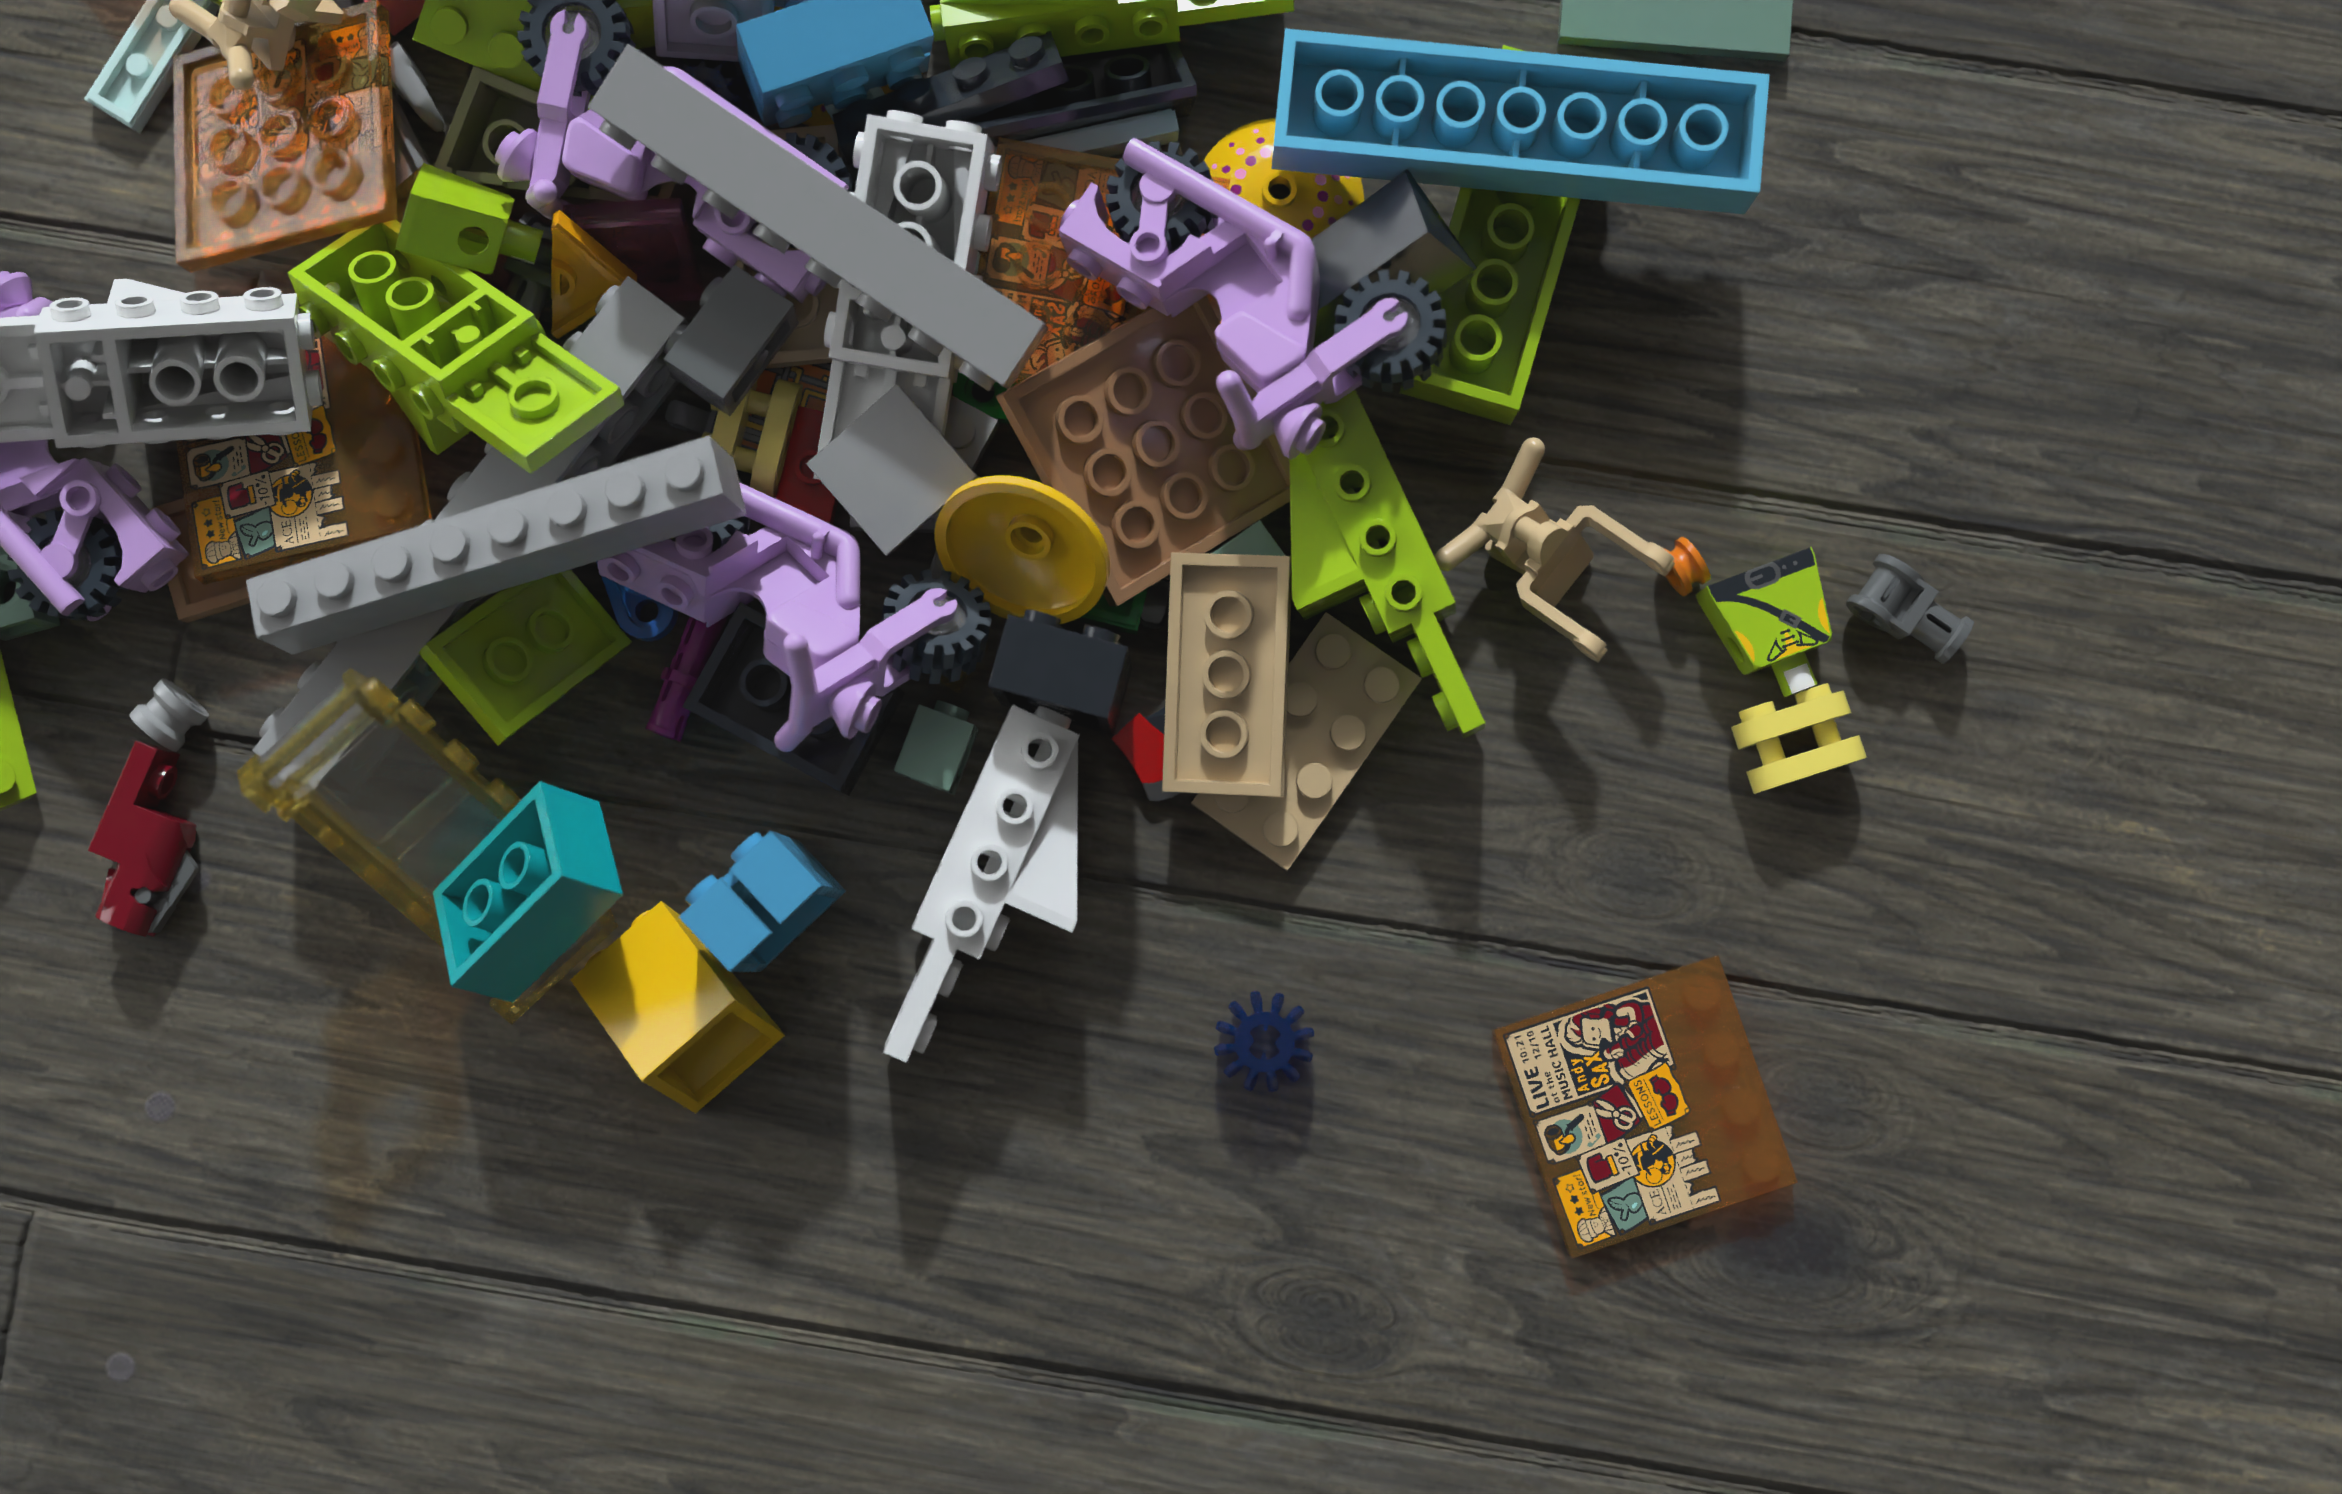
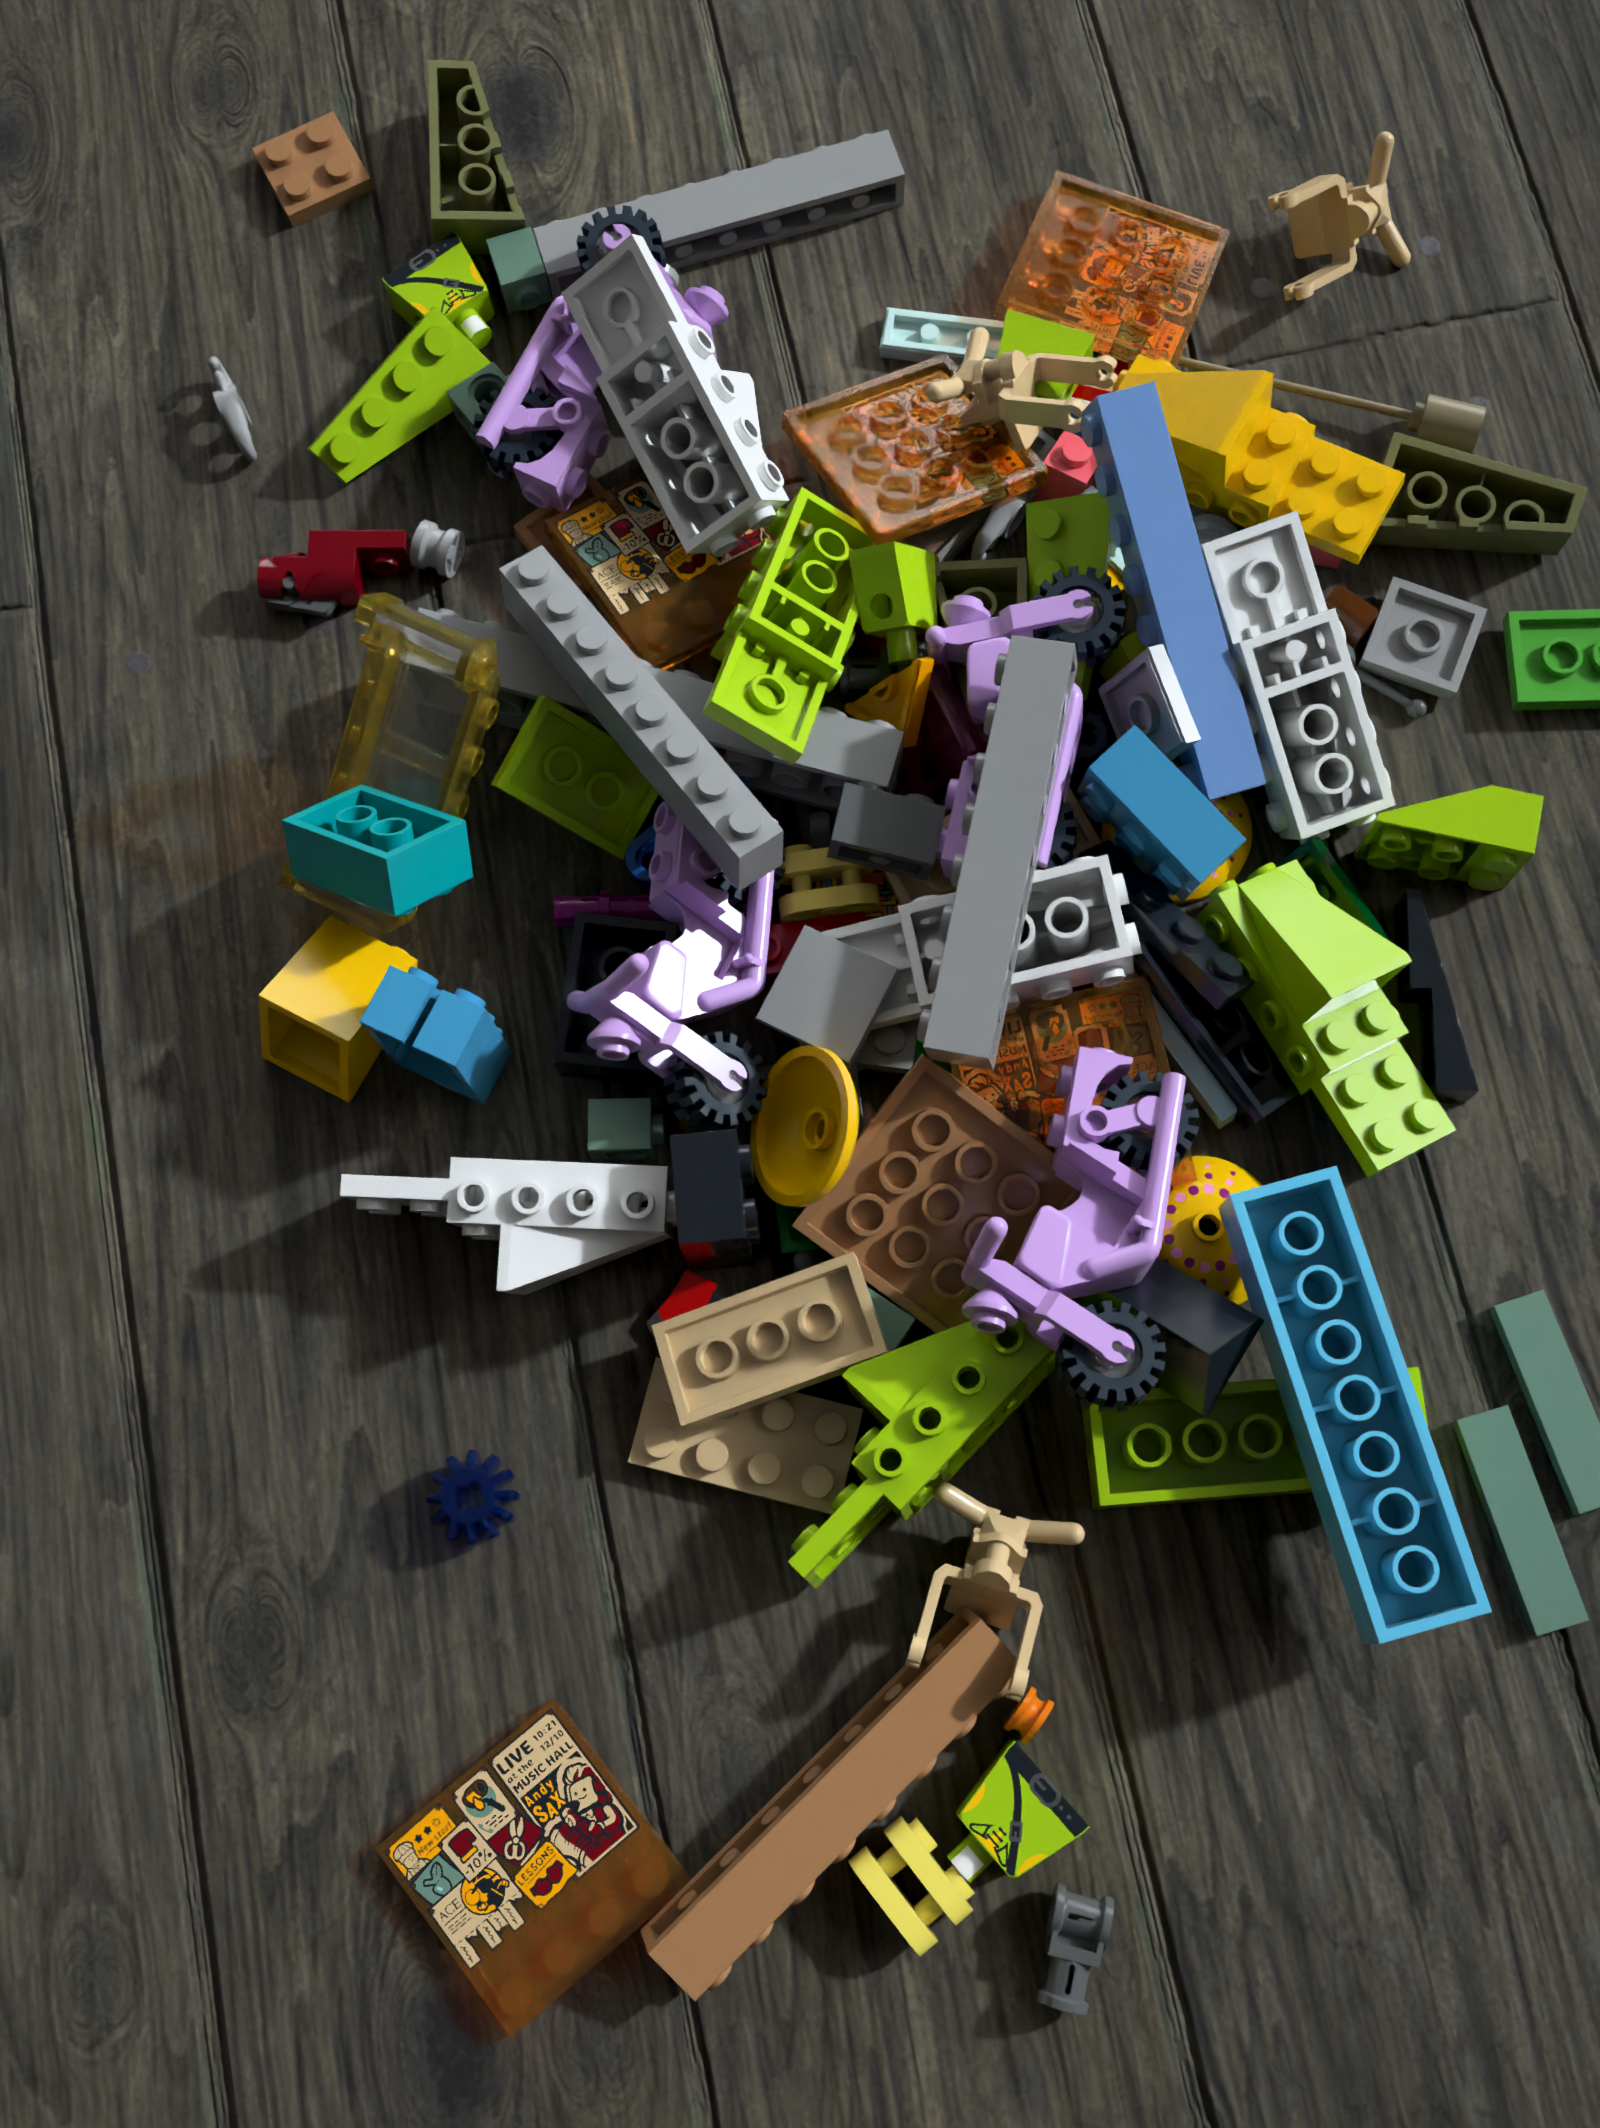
camera: 70 degrees right, 10 degrees down
(1696, 788) = (828, 1805): none -> medium nougat brick

